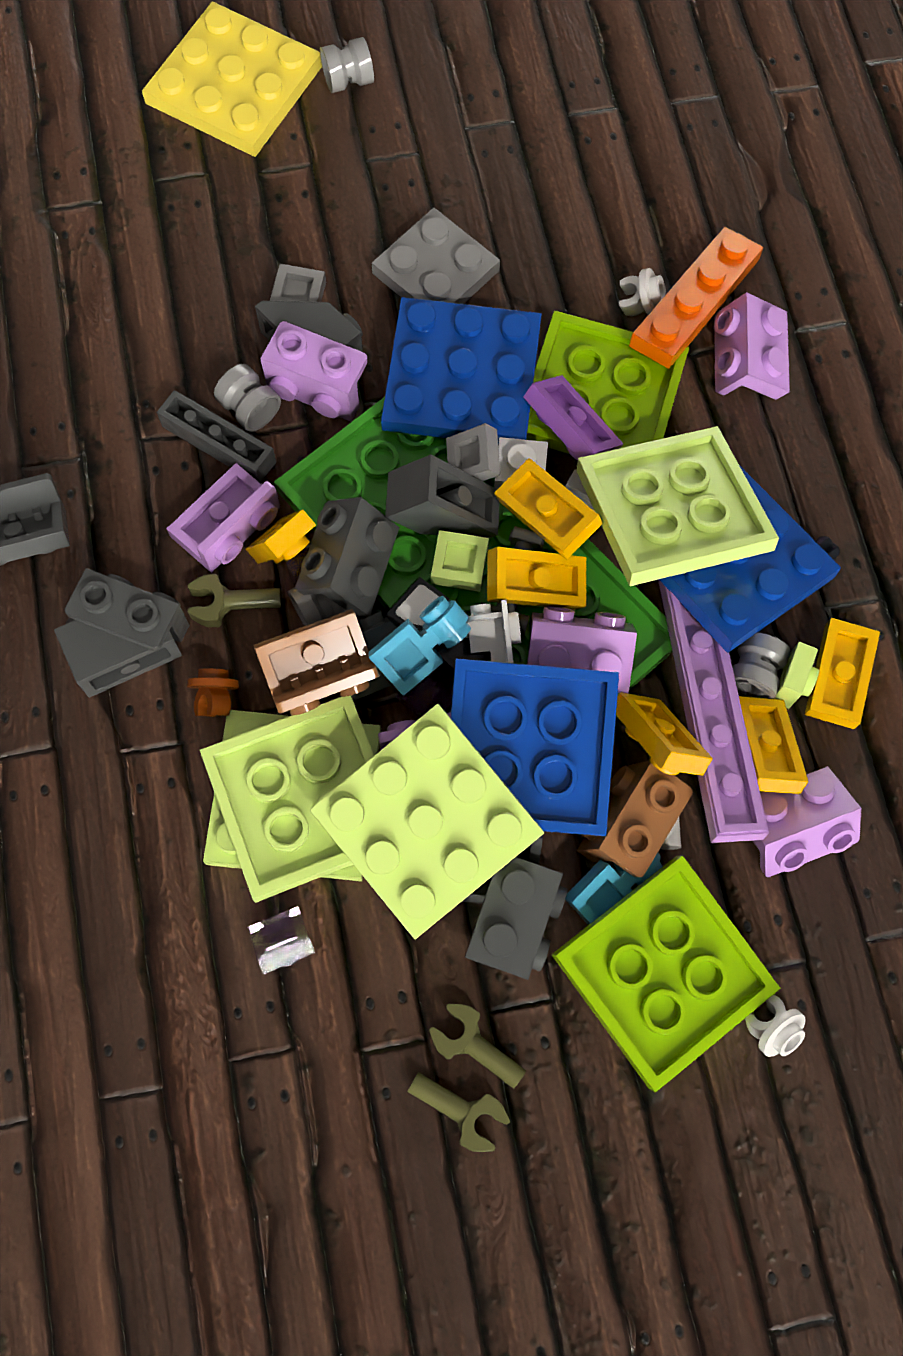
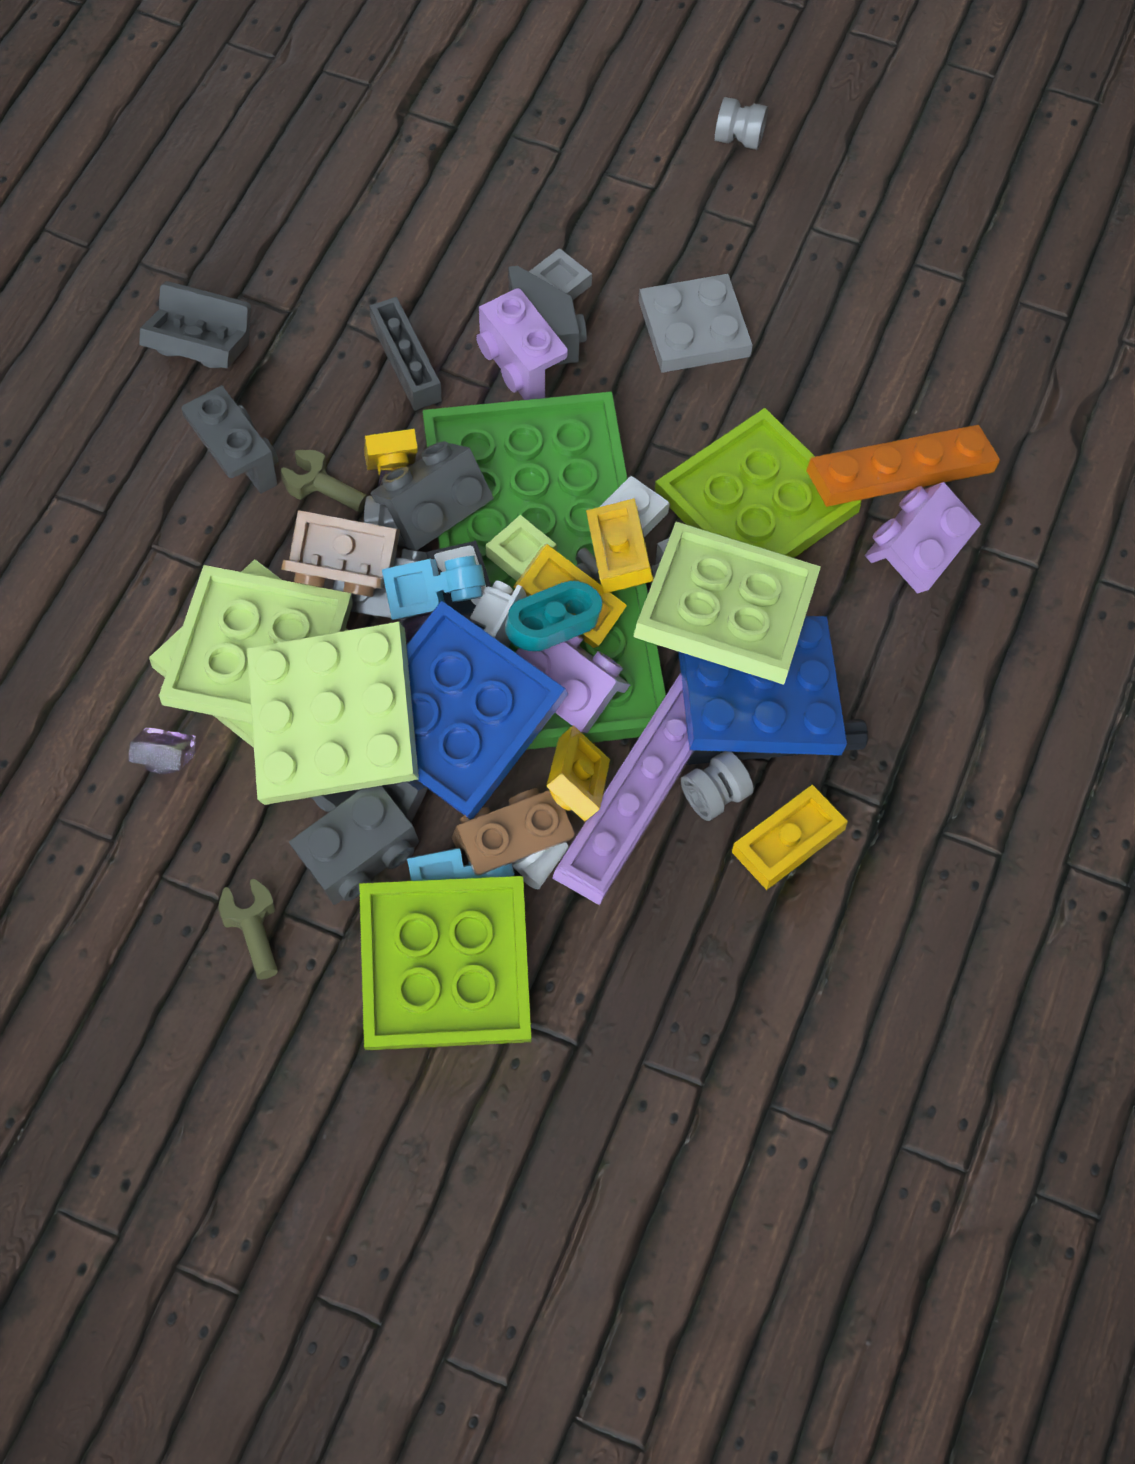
camera: 35 degrees right, 10 degrees down
(106, 660) = (188, 468): dark grey slope -> none
(213, 692) = (256, 534): dark orange plate -> none
(225, 517) = (352, 414): lavender bracket -> none
(233, 78) = (639, 87): light yellow plate -> none
(243, 394) = (452, 328): light grey wheel -> none
(438, 496) = (538, 487): dark grey slope -> none
(460, 369) = (643, 410): blue plate -> none
(460, 1110) = (203, 967): olive bar -> none
(475, 452) = (595, 477): light grey plate -> none
(548, 612) = (546, 619): none -> teal plate
(570, 417) = (702, 490): medium lavender plate -> none
(648, 292) = (861, 433): white plate -> none
(773, 746) = (671, 847): yellow plate -> none
(780, 1034) = (505, 1071): white plate -> none
(798, 675) = (742, 811): yellowish green plate -> none
(808, 824) = (655, 929): lavender bracket -> none

